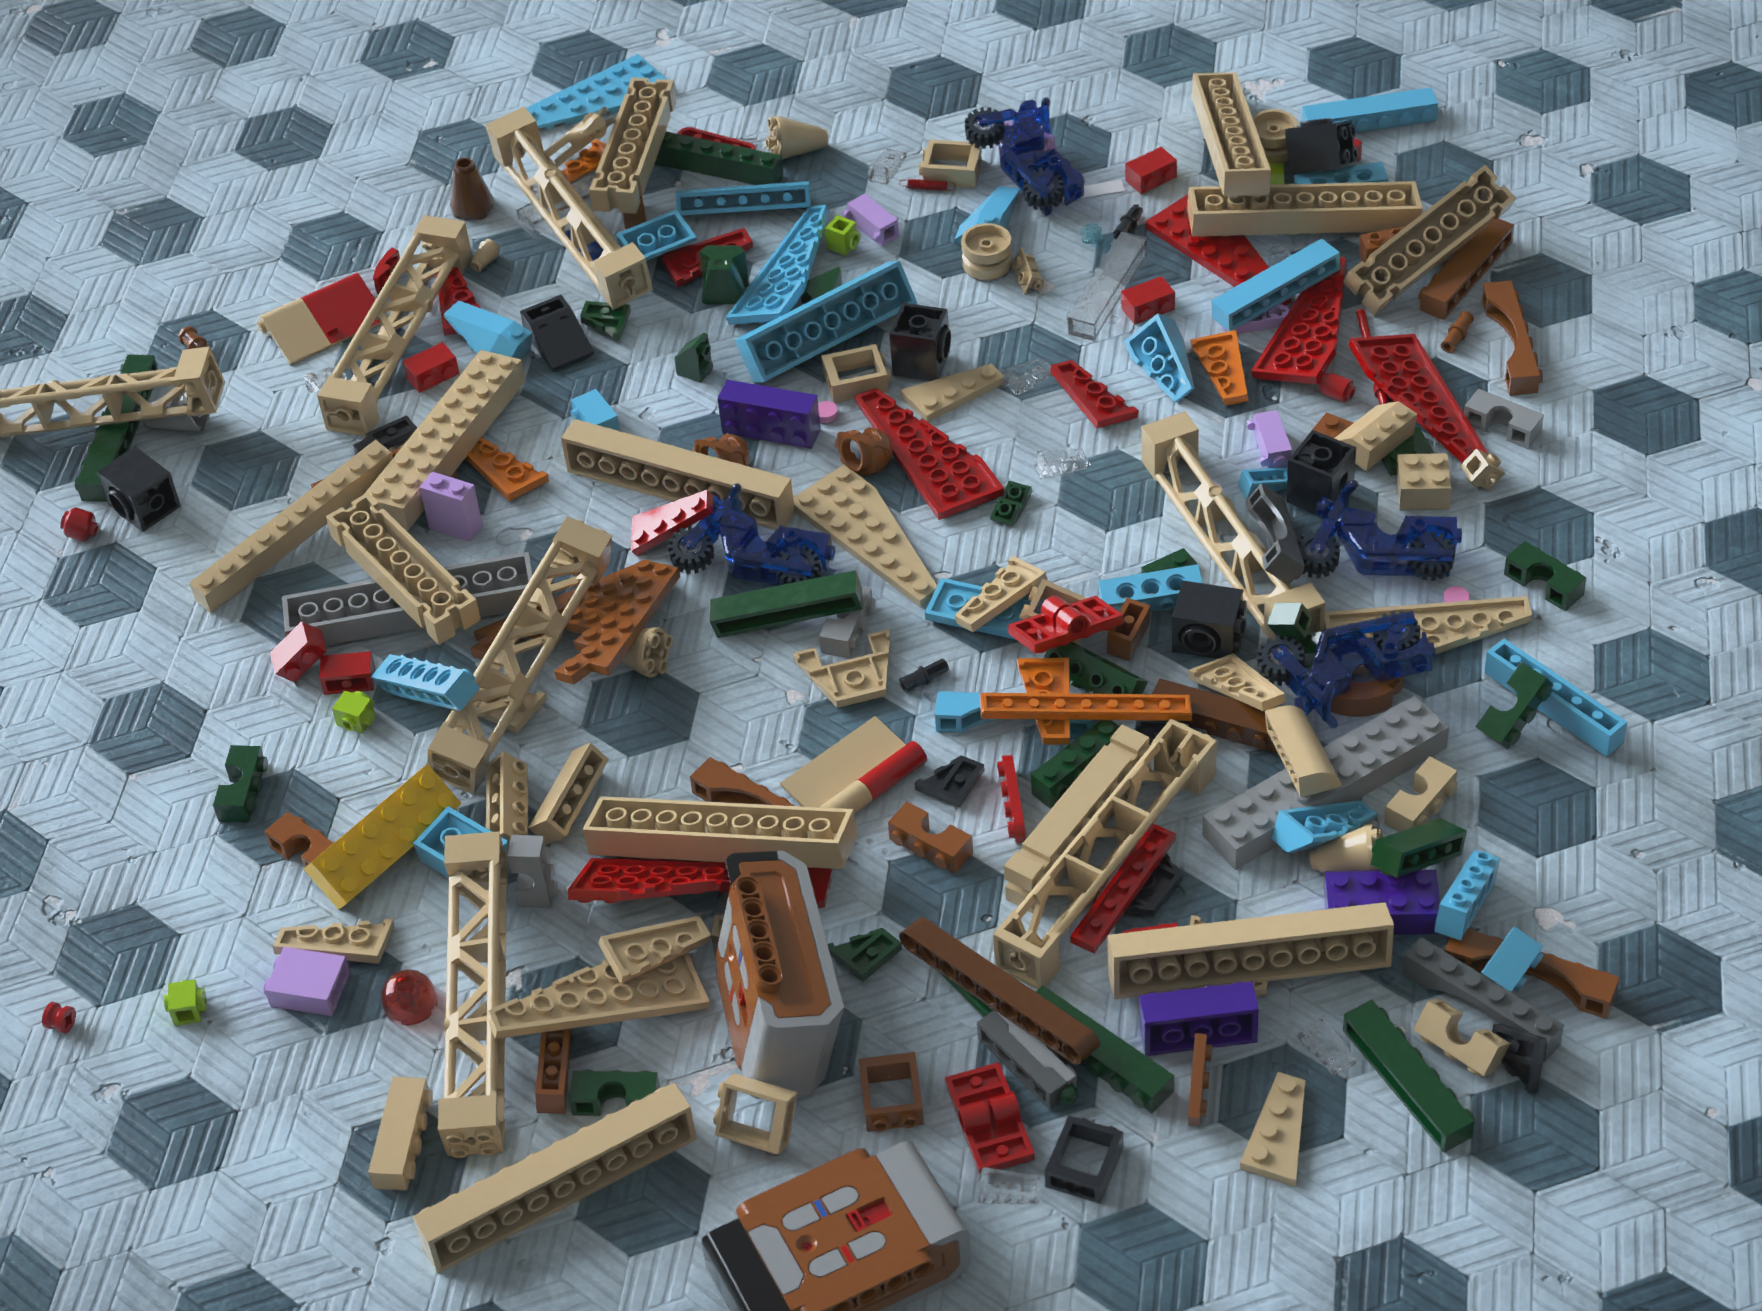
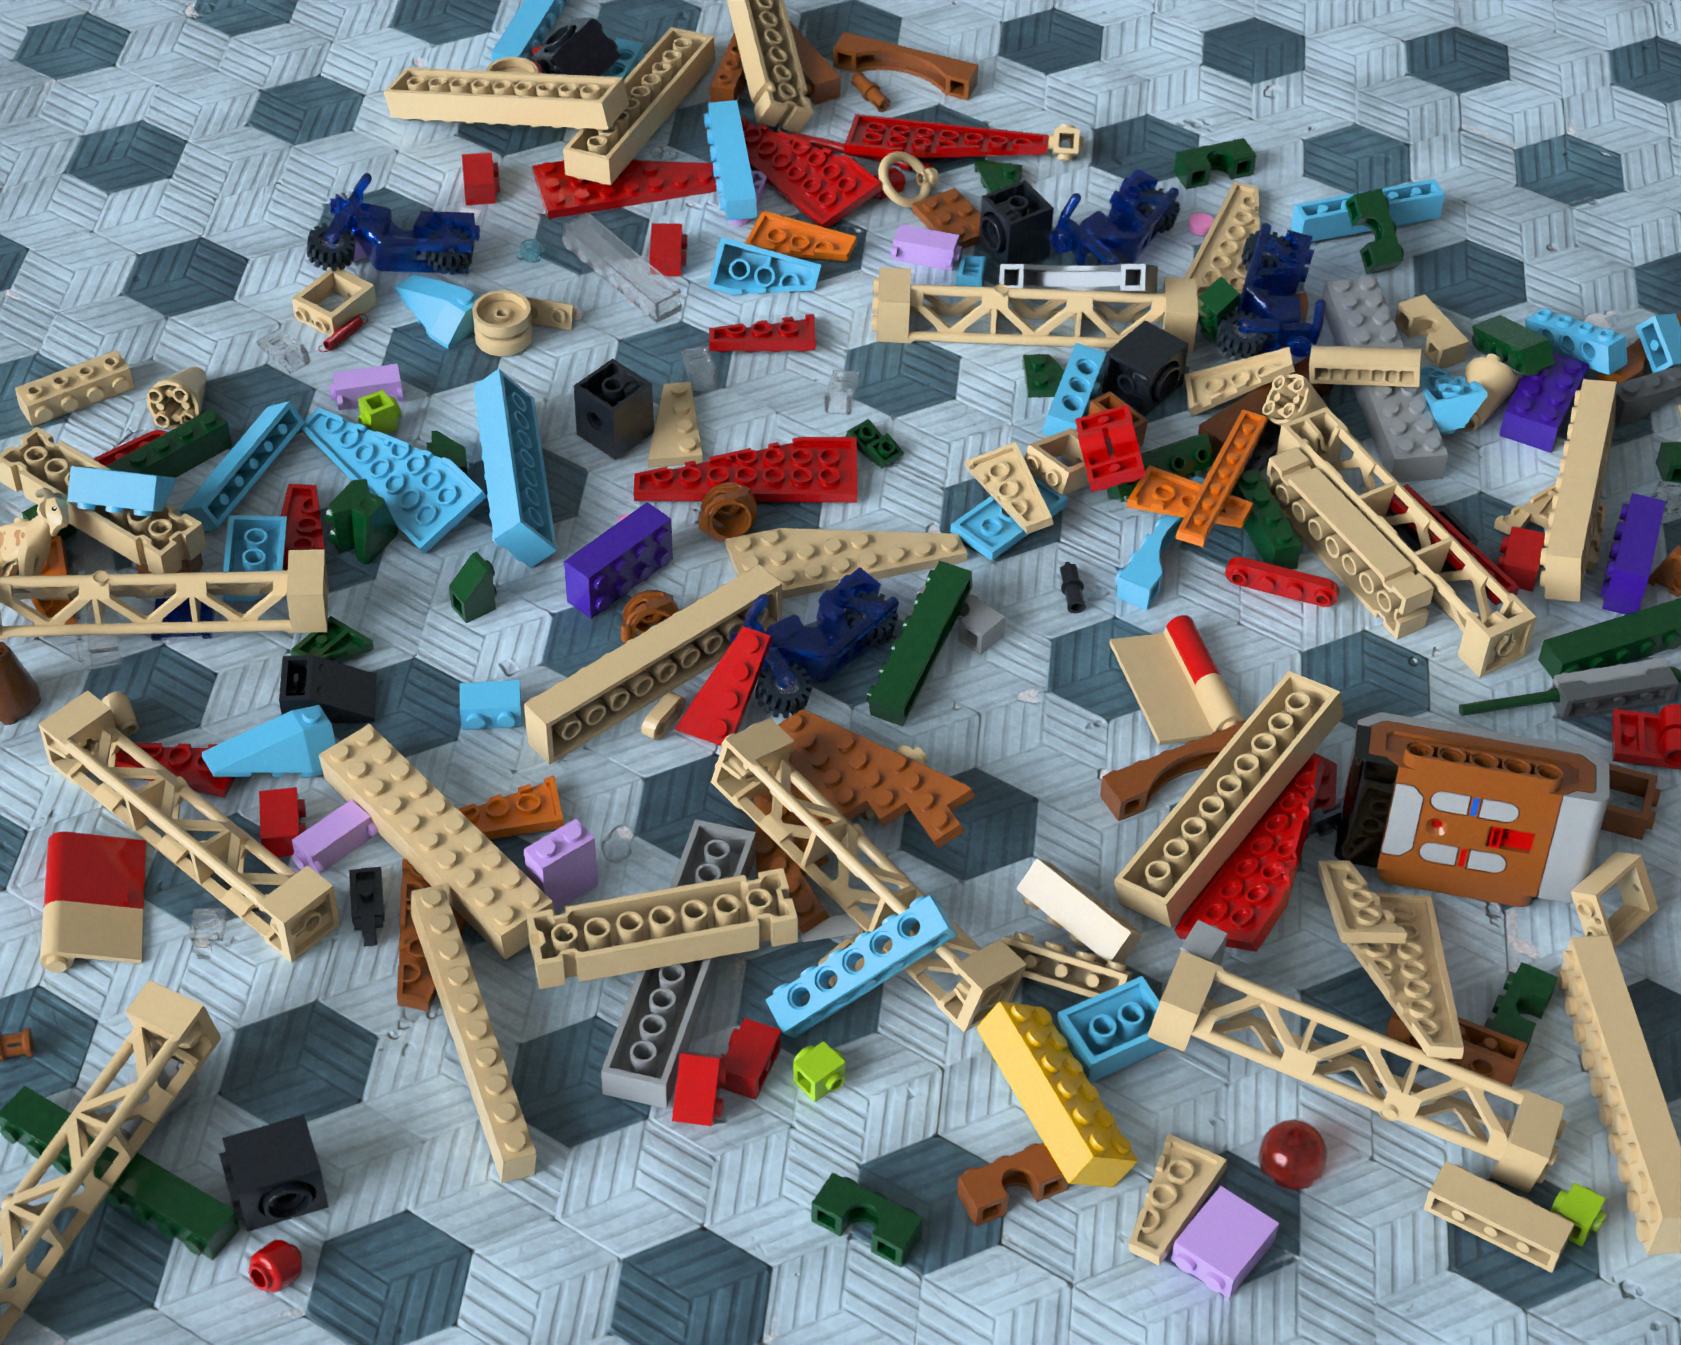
camera: 70 degrees left, 0 degrees up
(384, 268) = (65, 811): red slope -> none
(421, 393) = (333, 837): none -> lavender brick
(429, 1184) = (1582, 1208): none -> lime brick
(630, 139) = (119, 490): none -> medium azure slope
(637, 503) = (663, 715): none -> tan beam
(770, 91) = (74, 388): none -> tan brick
(851, 359) = (606, 502): tan window -> none
(851, 679) = (1044, 642): tan wing -> none
(947, 849) = (1320, 650): dark orange arch -> none
(953, 781) = (1231, 616): black wing -> none
(1000, 990) = (1544, 667): reddish brown beam -> none
(1129, 221) = (538, 223): black axle -> none
(1224, 725) = (1291, 399): none -> tan cone
(1363, 406) = (925, 177): none -> tan piece
(1379, 432) = (971, 174): tan slope -> none
(1423, 481) = (1054, 177): tan brick -> none
(1488, 409) = (1018, 102): light grey arch -> none

